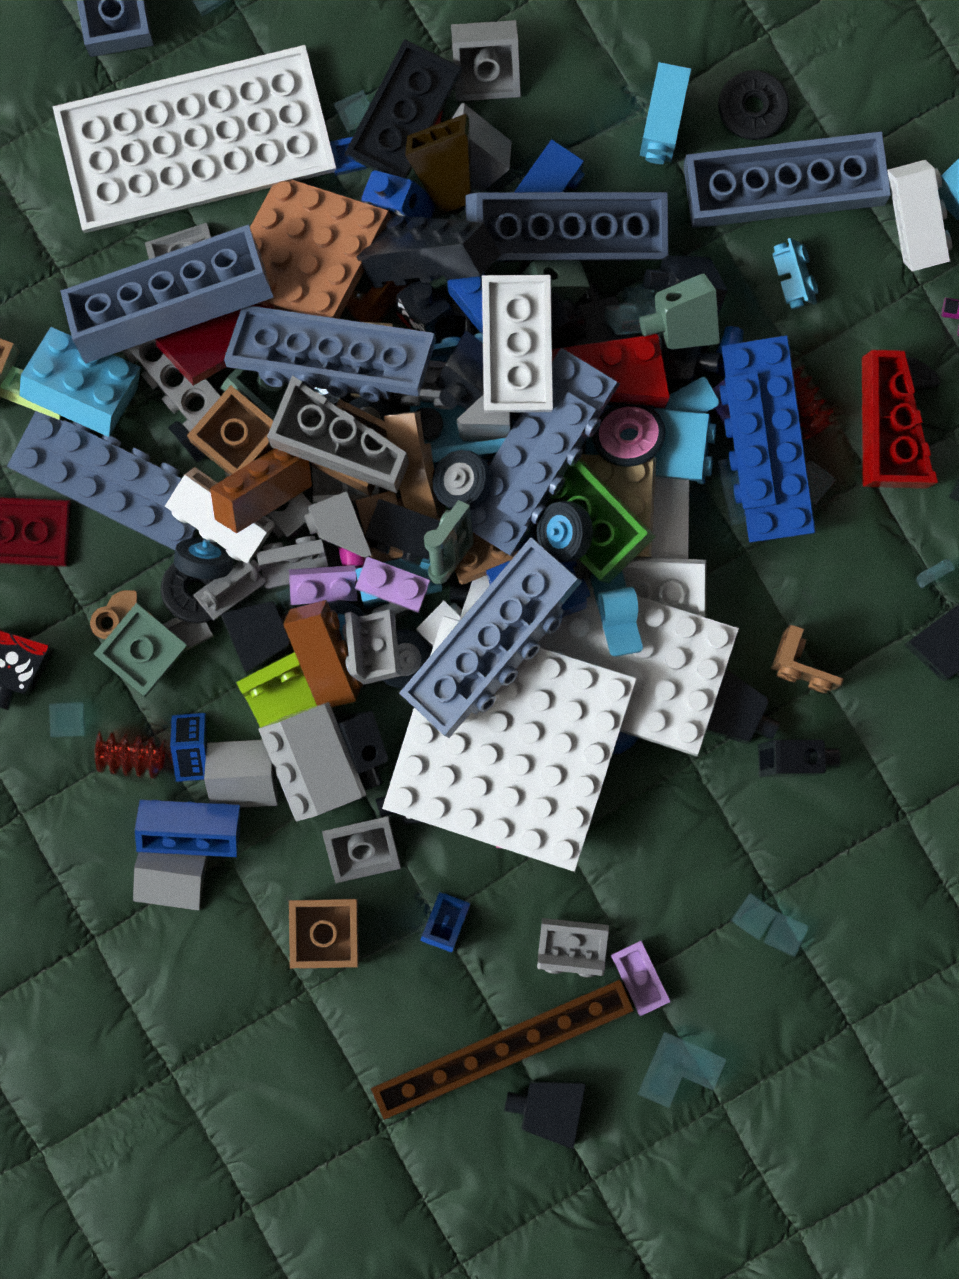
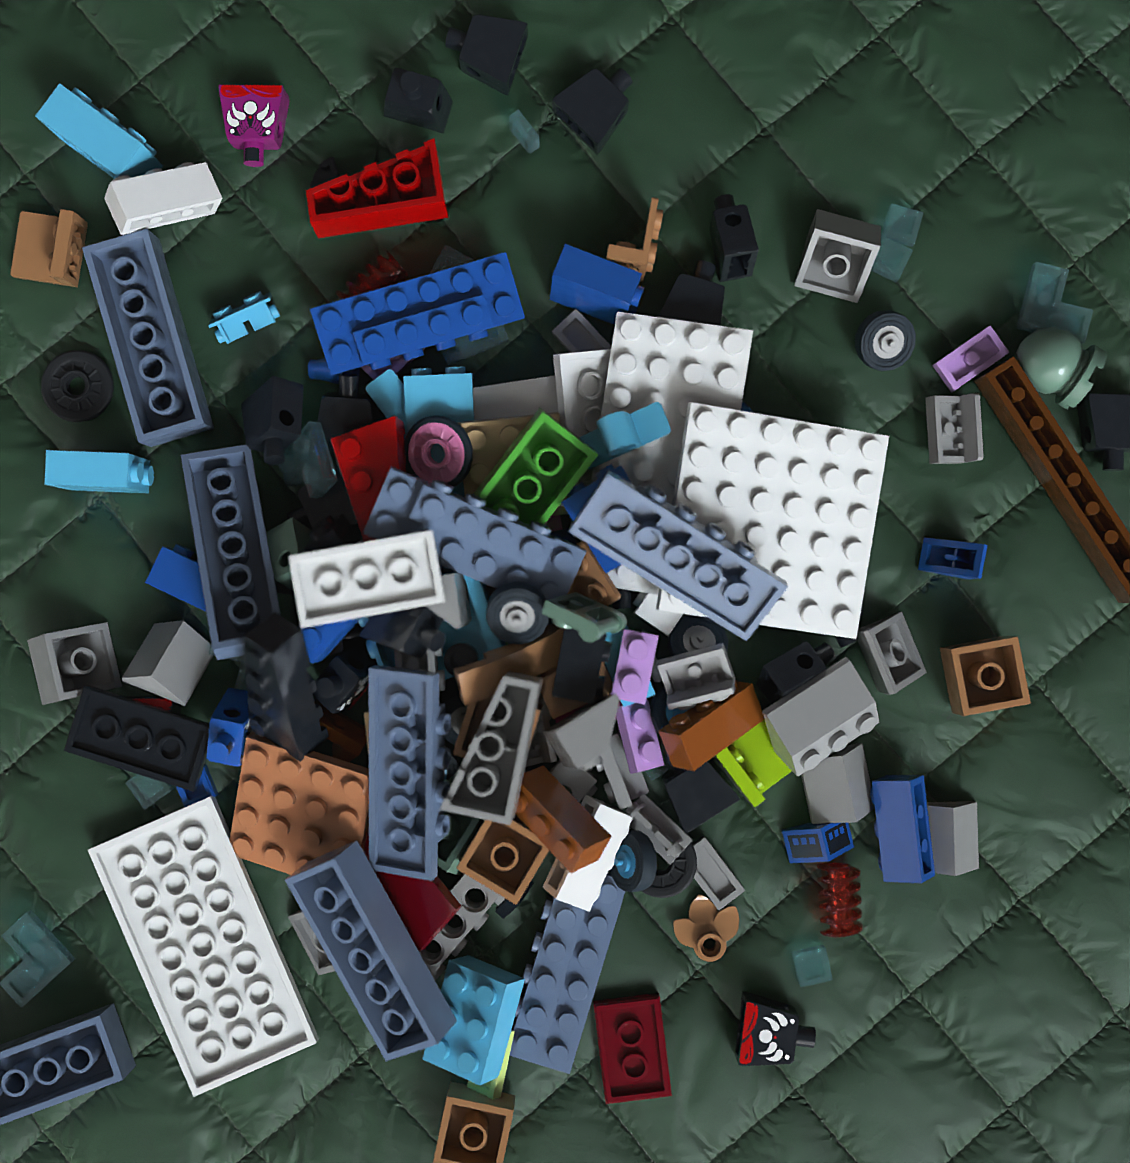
camera: 95 degrees left, 5 degrees up
(141, 650) = (734, 907): sand green plate -> none
(443, 161) = (185, 688): dark brown slope -> none
(565, 531) = (555, 497): black wheel -> none
(621, 1055) = (1059, 364): none -> sand green tile
(671, 894) = (885, 340): none -> black wheel
(685, 314) = (305, 413): sand green torso -> none
(725, 595) = (579, 335): none -> light grey tile
(764, 862) = (838, 256): none -> light grey slope
(769, 614) = (595, 285): none -> blue brick
(891, 99) = (49, 248): none -> medium nougat bracket

